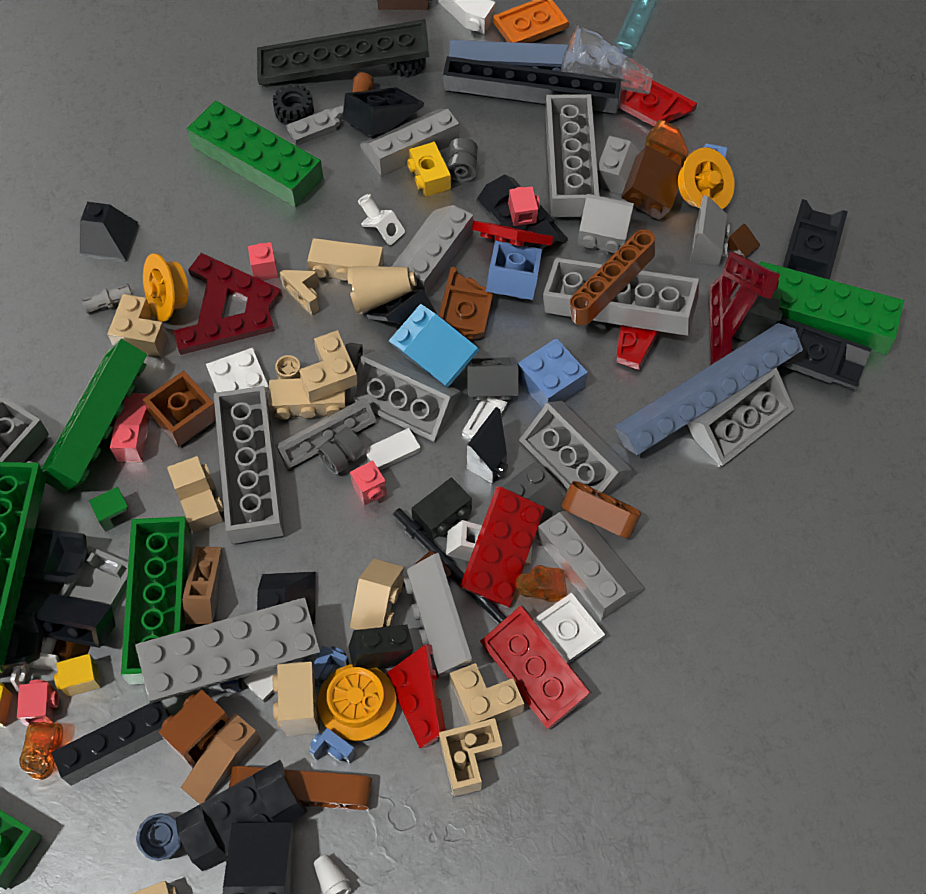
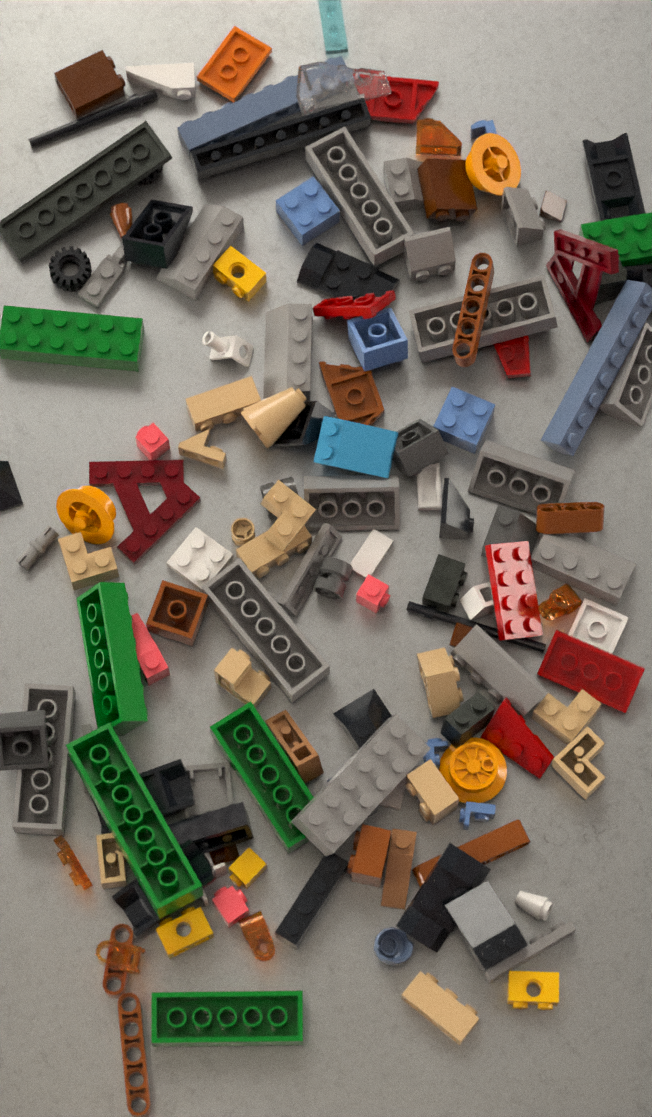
camera: 30 degrees left, 10 degrees up
(108, 506) = (177, 727): green panel -> none
(430, 14) = (134, 101): none -> black bar
(462, 159) = (263, 248): dark grey wheel -> none
(520, 148) = (307, 211): none -> medium blue brick
(523, 205) = (349, 272): coral brick -> none

